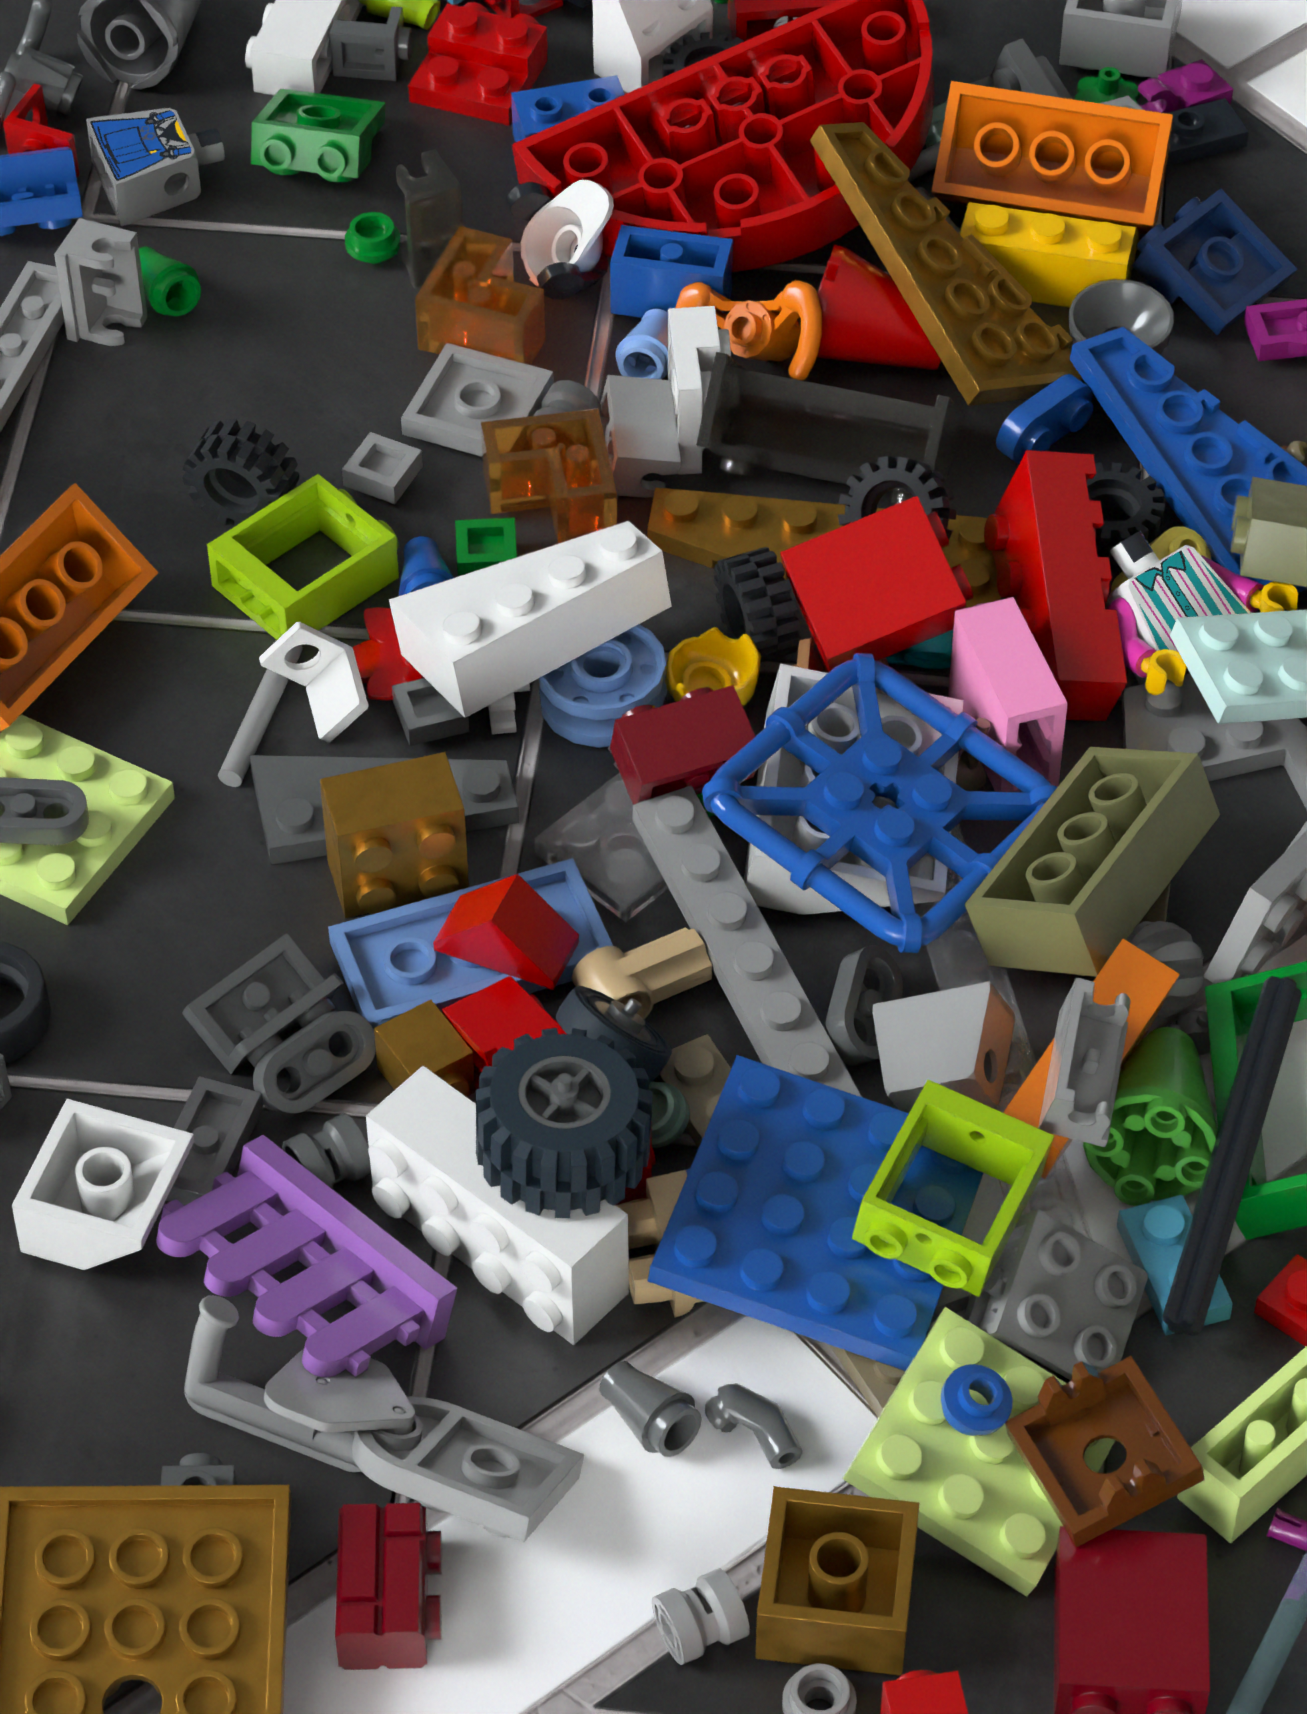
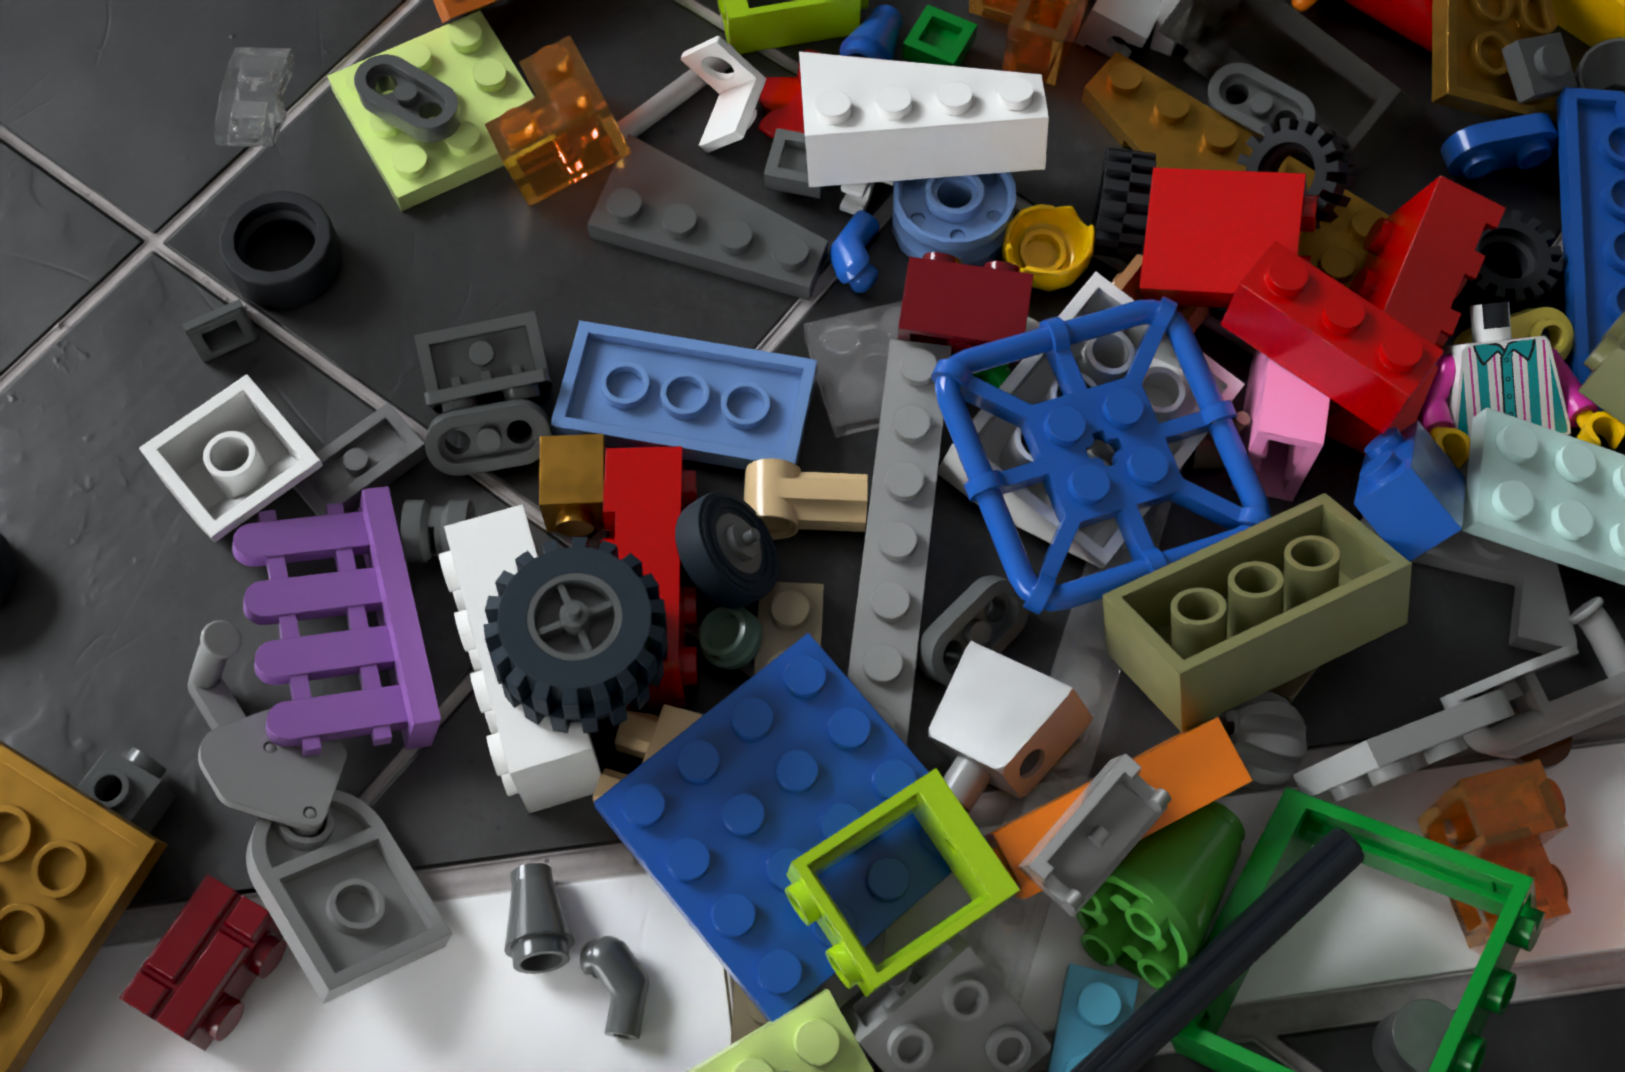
camera: 30 degrees right, 15 degrees up
(193, 771) = (562, 130): none -> clear orange brick
(394, 834) = (676, 265): pearl gold brick -> none
(510, 932) = (711, 407): red slope -> none
(536, 765) = (849, 252): none -> blue arm
(816, 466) = (1266, 99): none -> dark grey plate
(1022, 613) = (1330, 336): none -> red brick
(1040, 337) = (1539, 67): none -> dark grey plate
(1157, 706) = (1410, 490): none -> blue brick
(1196, 1026) = (1253, 814): dark grey piece -> none

